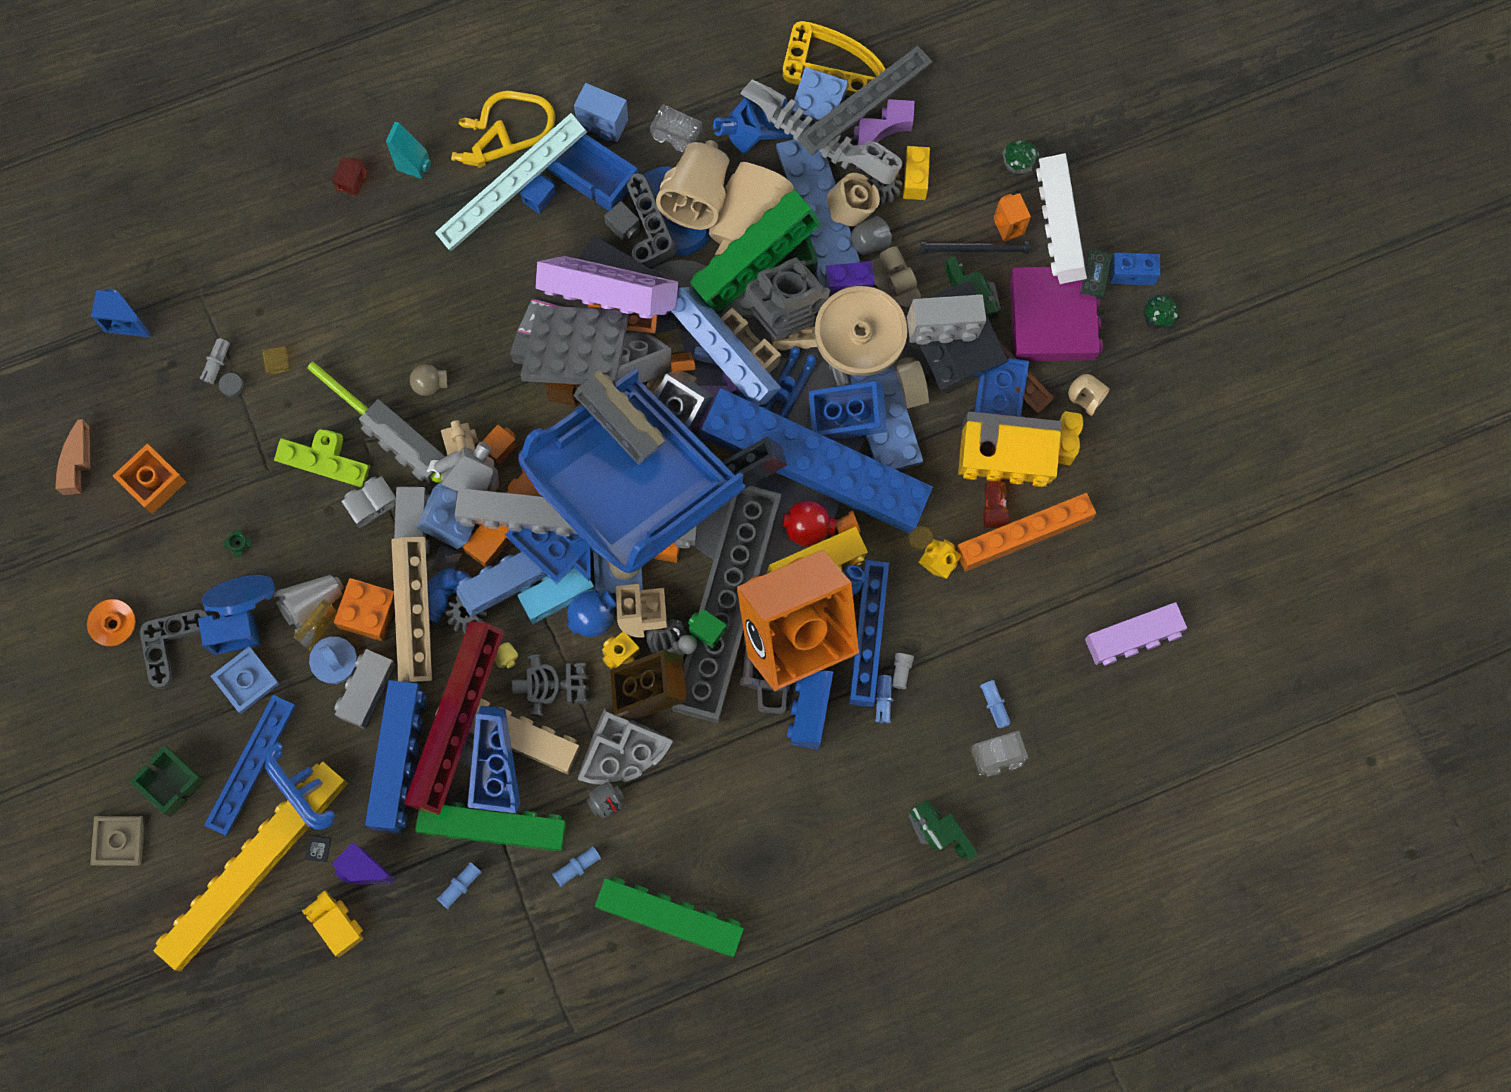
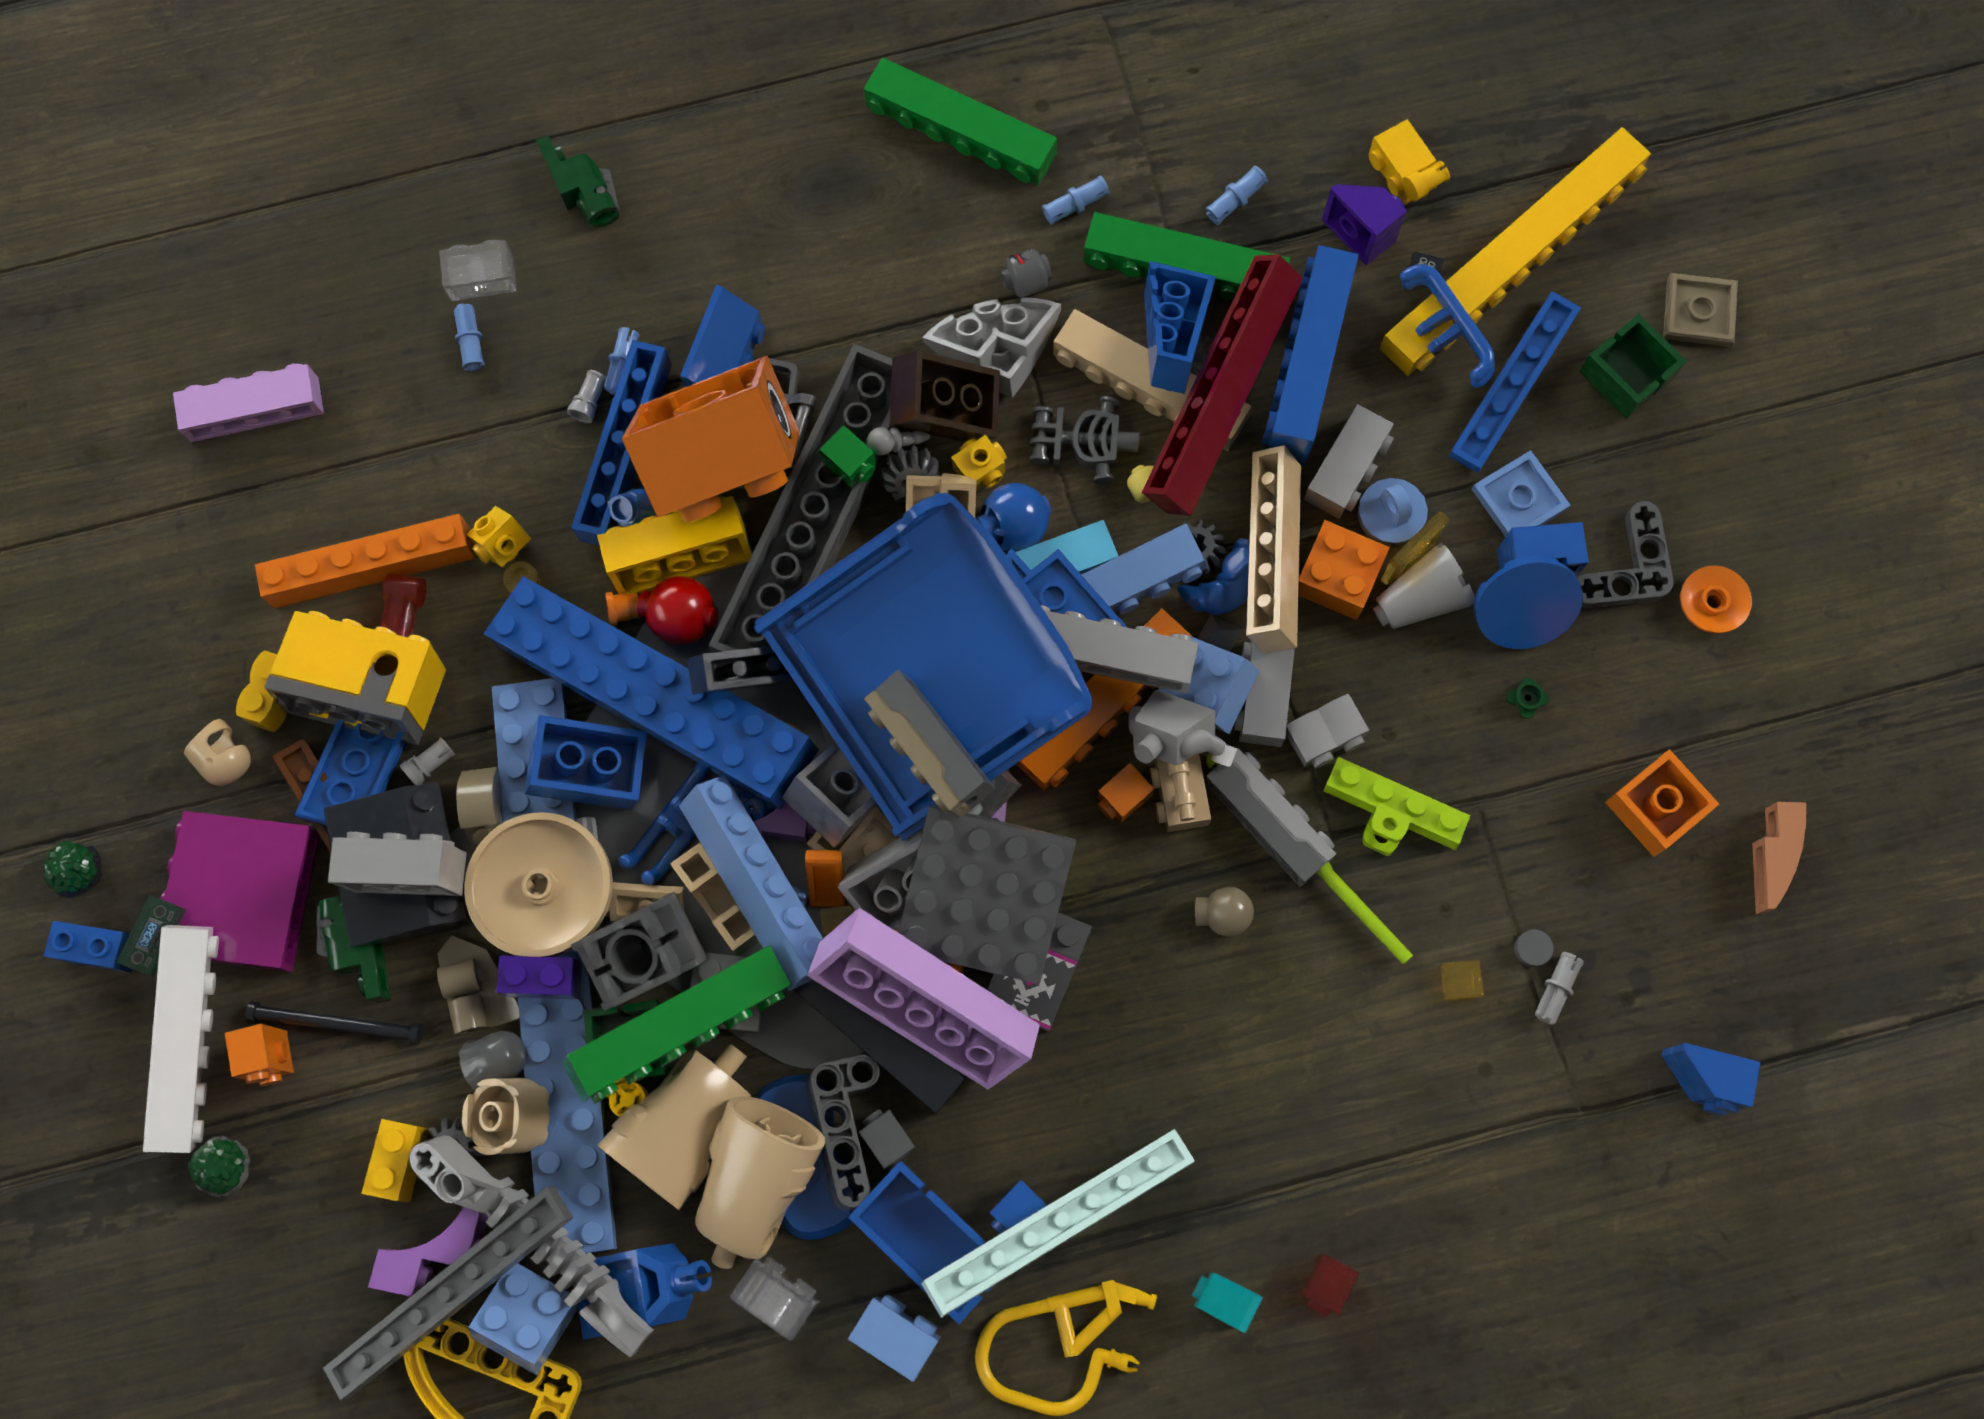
camera: 165 degrees left, 0 degrees up
(958, 405) = (420, 767): none -> light grey pin

